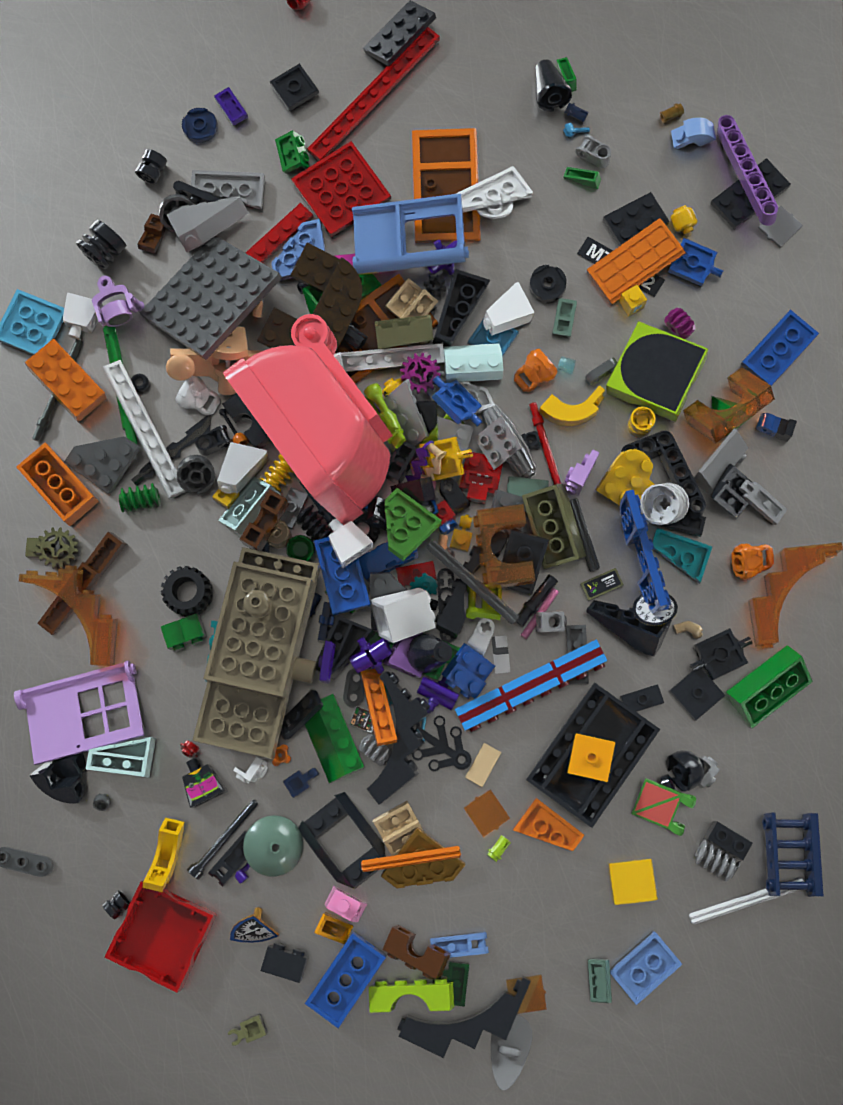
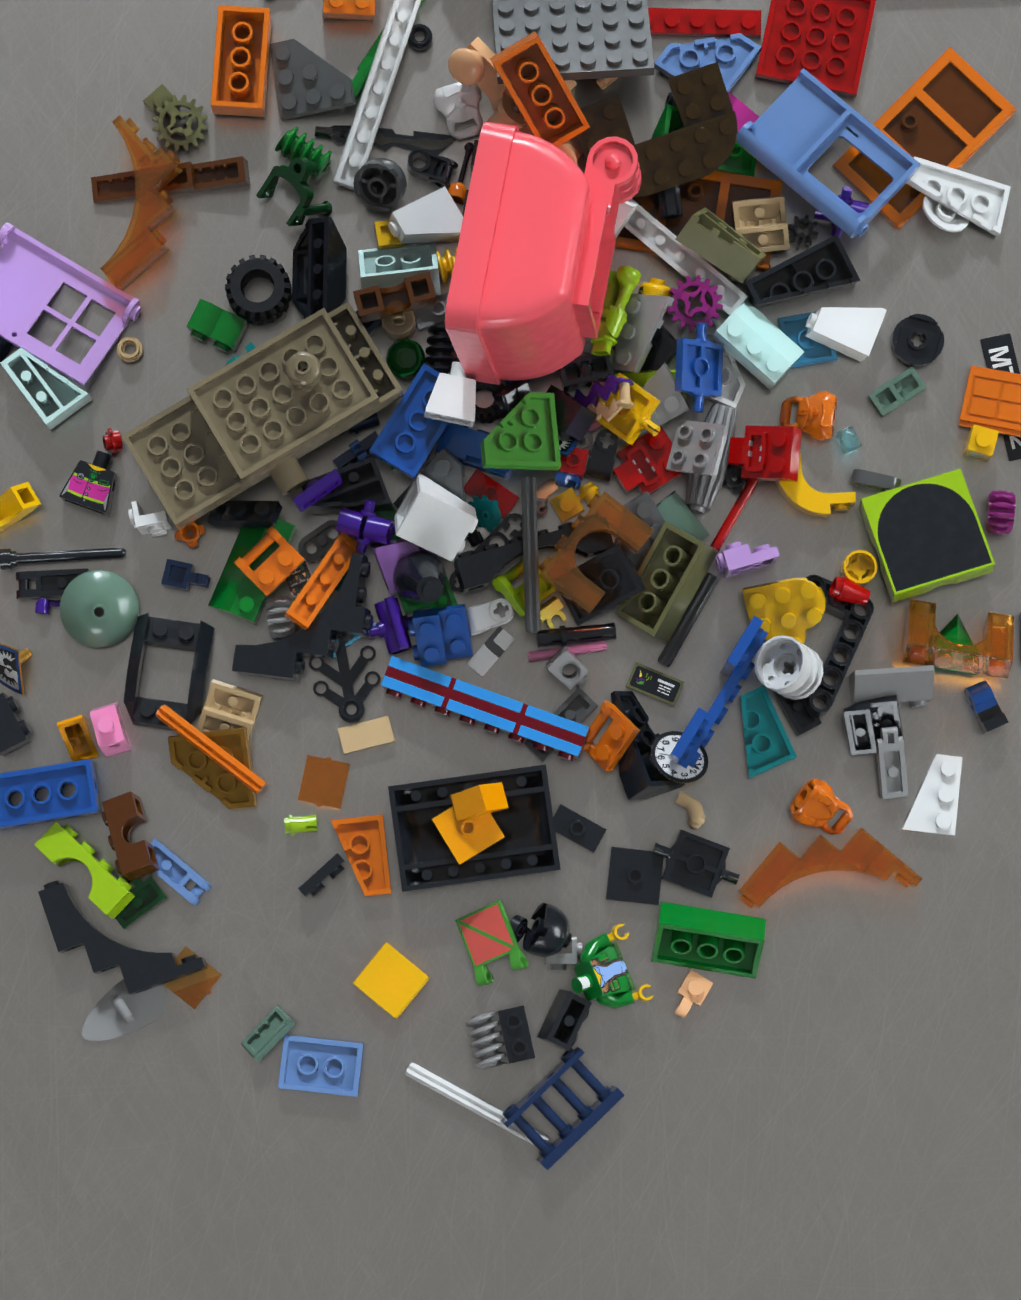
camera: 40 degrees right, 5 degrees up
(143, 691) = (126, 342): none -> tan plate
(147, 511) = (297, 175): none -> dark green piece
(207, 548) = (319, 268): none -> black wedge
(228, 337) = (539, 91): none -> orange brick
(346, 725) = (275, 567): none -> orange plate
(509, 599) = (549, 609): none -> light yellow tile
(536, 409) = (767, 453): none -> red piece
(540, 873) = (330, 869): none -> black plate
(583, 737) = (479, 801): none -> light orange slope
(615, 633) = (614, 740): none -> orange plate
(650, 436) = (848, 591): none -> red cone
(739, 760) = (604, 973): none -> green torso
(744, 806) = (564, 1020): none -> black brick
(790, 720) = (693, 991): none -> light nougat plate
(803, 497) = (937, 799): none -> white wing

